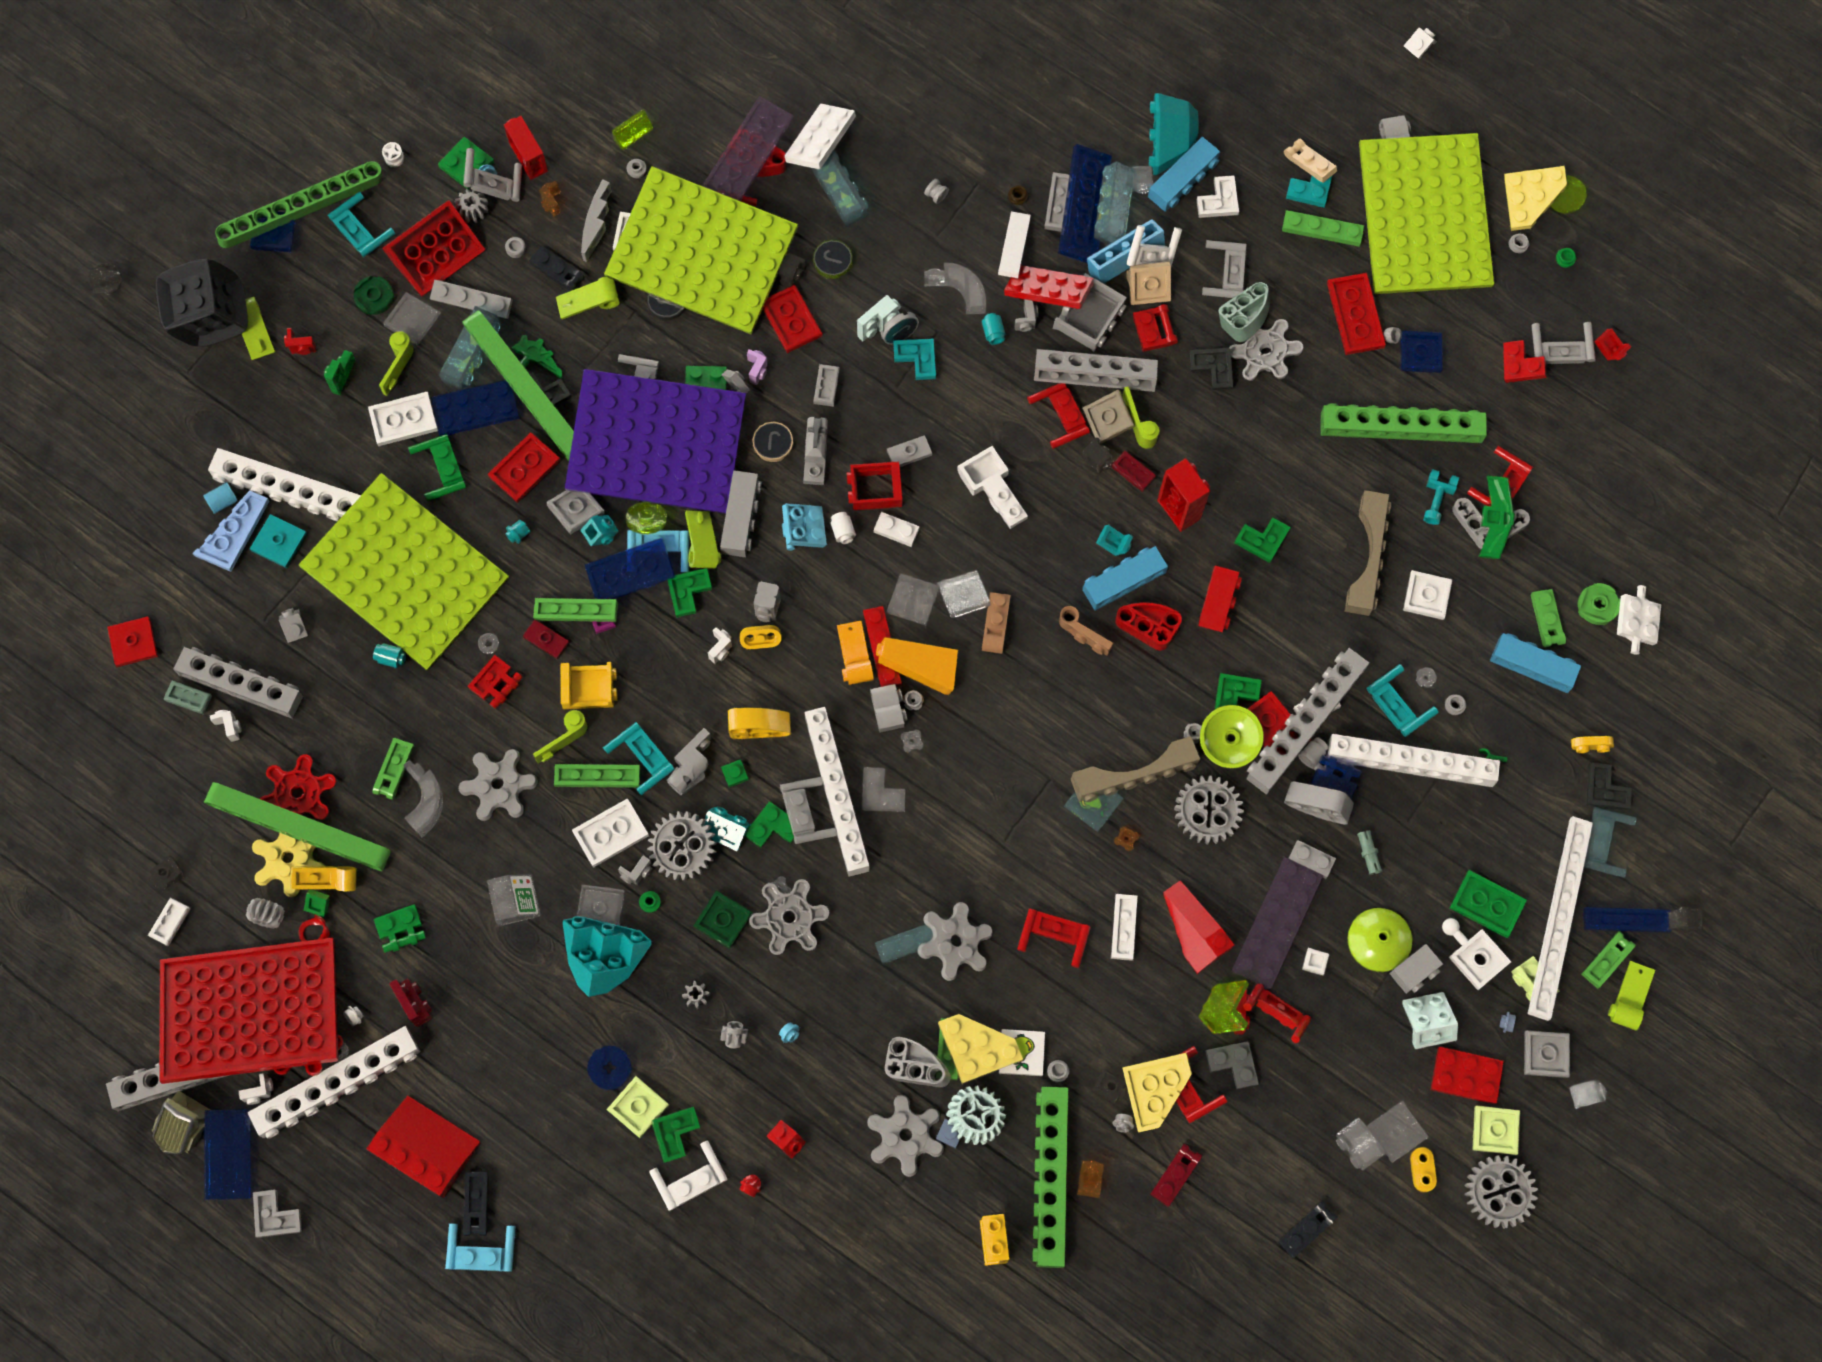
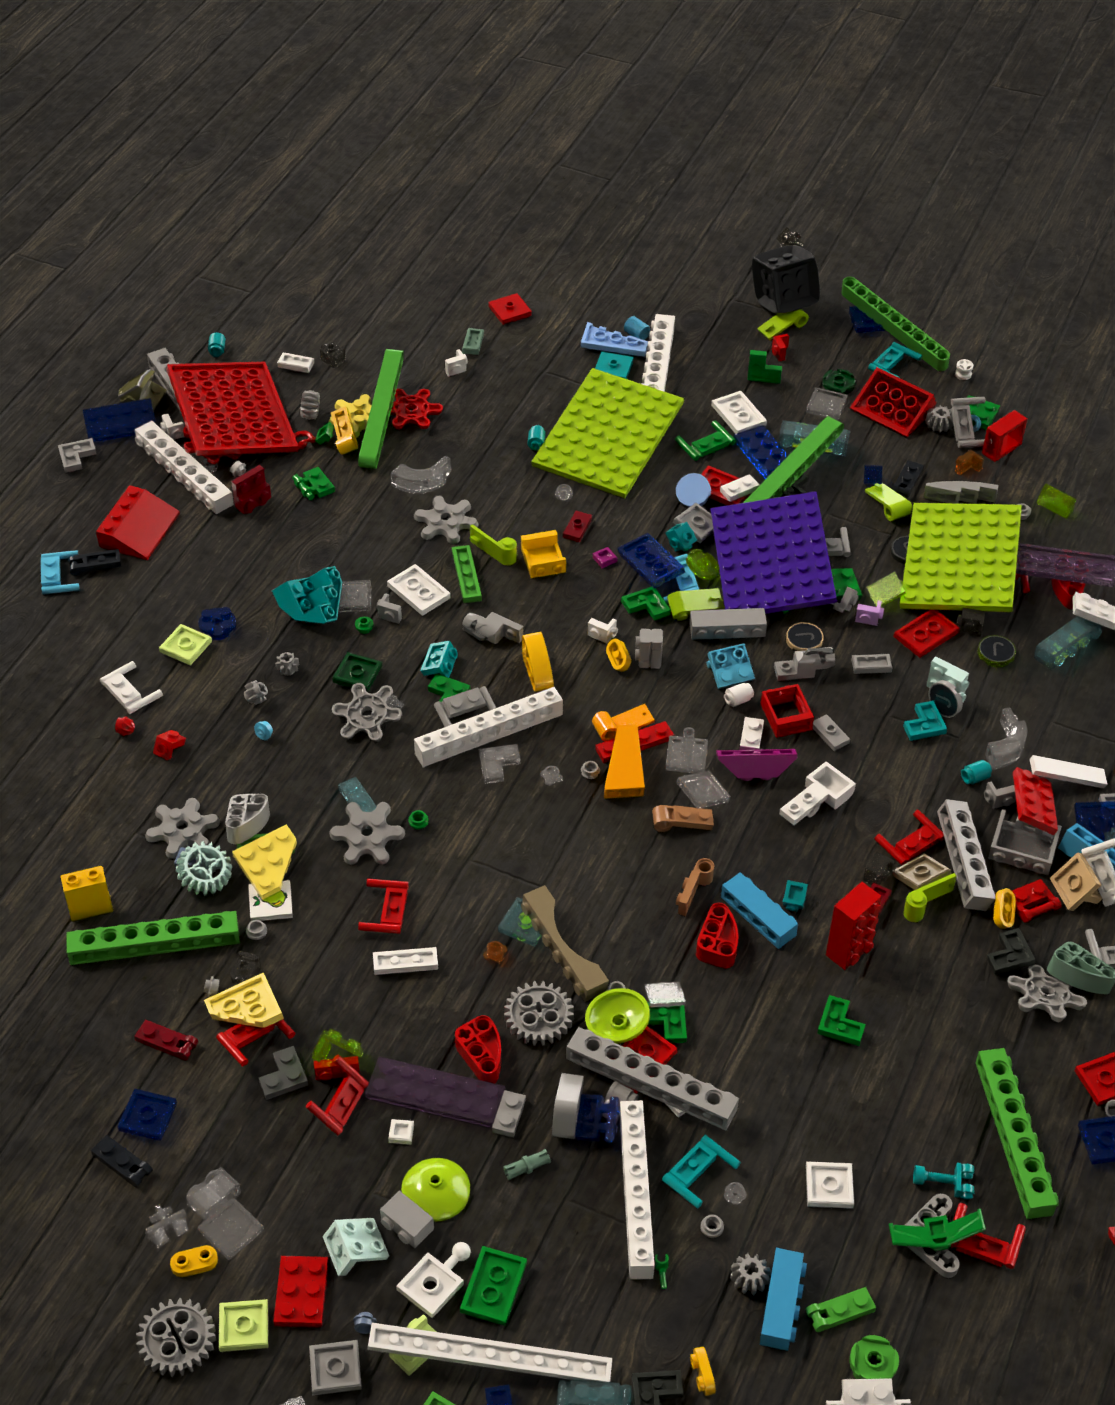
camera: 80 degrees right, 25 degrees down
(106, 1018) = (216, 344): none -> teal brick
(285, 705) = (491, 364): light grey brick -> none
(292, 625) = (546, 383): light grey bracket -> none
(393, 768) = (432, 455): bright green plate -> none
(403, 351) = (793, 402): lime door -> none
(469, 298) = (858, 434): light grey plate -> none
(490, 677) = (534, 497): red plate -> none
(513, 898) = (349, 539): clear slope -> none
(515, 247) = (916, 452): light grey tile -> none
(517, 531) = (665, 492): teal hose -> none
(526, 500) = (693, 489): none -> light blue tile
(536, 353) = (827, 479): green piece -> none
(537, 449) = (739, 488): none -> white plate
(544, 302) = (873, 474): none -> clear blue tile
(575, 609) = (607, 535): bright green plate -> none
(646, 752) = (493, 600): teal plate -> none
(668, 1132) = (168, 664): green plate -> none
(695, 858) = (416, 633): light grey gear -> none
(727, 340) = (886, 589): none -> clear neon green piece
(734, 773) = (490, 661): green plate -> none
(887, 708) = (576, 751): light grey brick -> none
(936, 191) = (1097, 710): light grey wheel -> none
(940, 531) = (757, 763): none -> magenta wedge
(945, 880) = (418, 819): none -> green plate
(1090, 1179) = (153, 968): clear orange bracket -> none
(1166, 356) = (1004, 908): none -> yellow plate
(1198, 932) = (412, 1025): wedge -> none
(1208, 689) = (664, 994): none -> clear piece
(1219, 599) = (763, 987): red wedge -> none
(1236, 864) = (485, 1043): none -> red beam
(1262, 1200) = (147, 1114): none -> clear blue plate
(1372, 513) = (810, 1117): dark tan arch -> none
(1385, 1192) = (157, 1230): none -> clear hips
(1500, 682) = (741, 1276): none -> light grey gear

